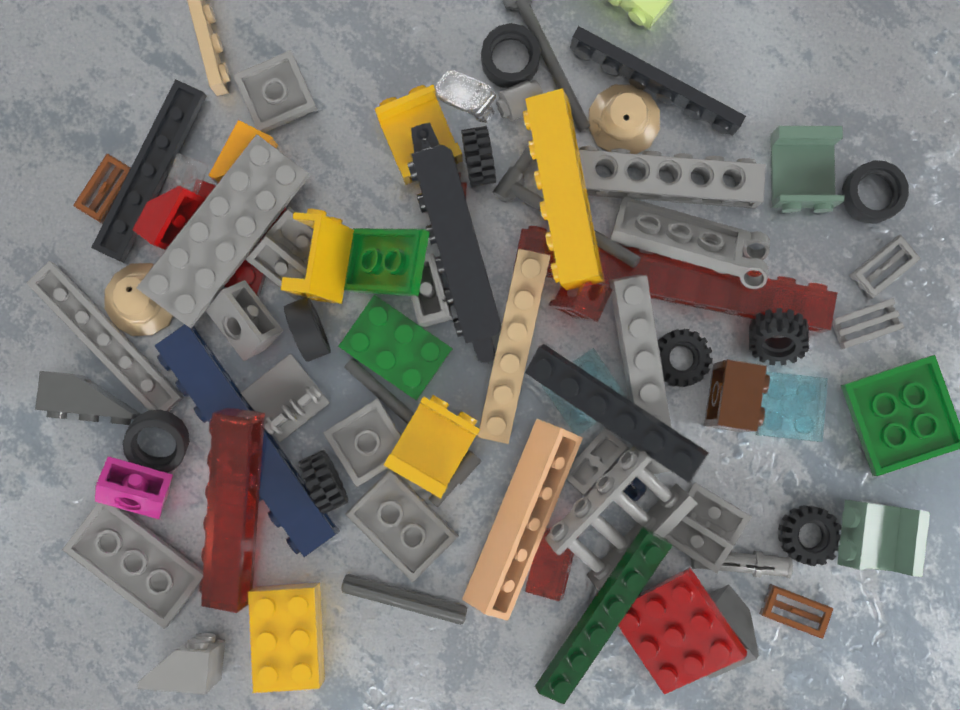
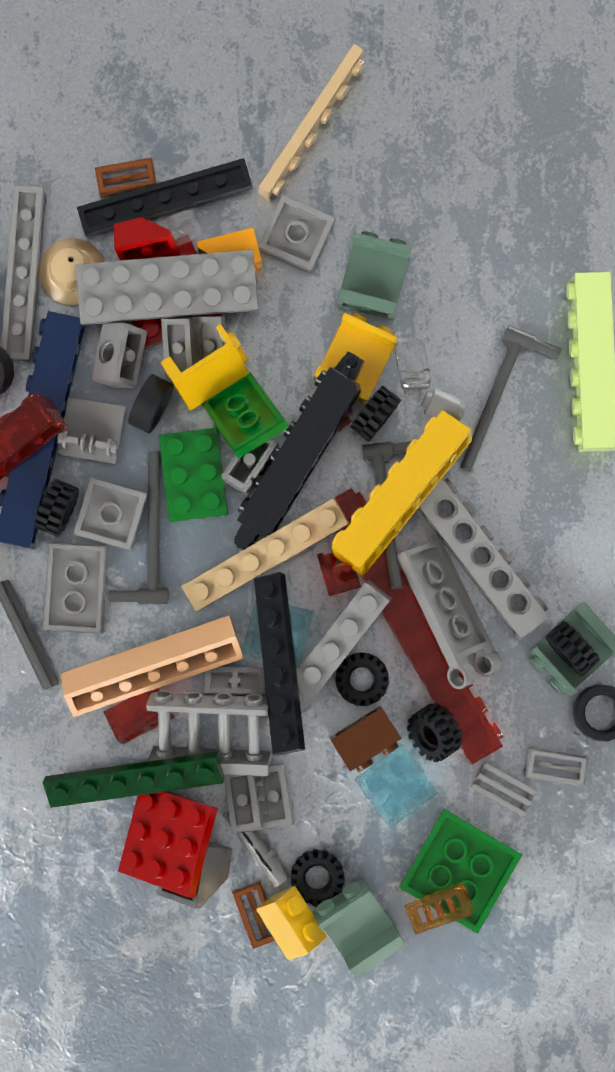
camera: 50 degrees right, 0 degrees up
(364, 61) = (374, 275): none -> sand green panel
(432, 445) = (146, 560): yellow panel -> none
(510, 32) = (466, 350): black tyre -> none
(610, 128) = (511, 496): tan hat -> none
(637, 492) = (239, 725): dark blue hinge -> none
(666, 87) = (544, 501): black plate -> none
(807, 167) = (572, 648): none -> black tyre
(832, 589) = (291, 923): none -> yellow brick
(934, 462) = (455, 914): none -> clear orange slope

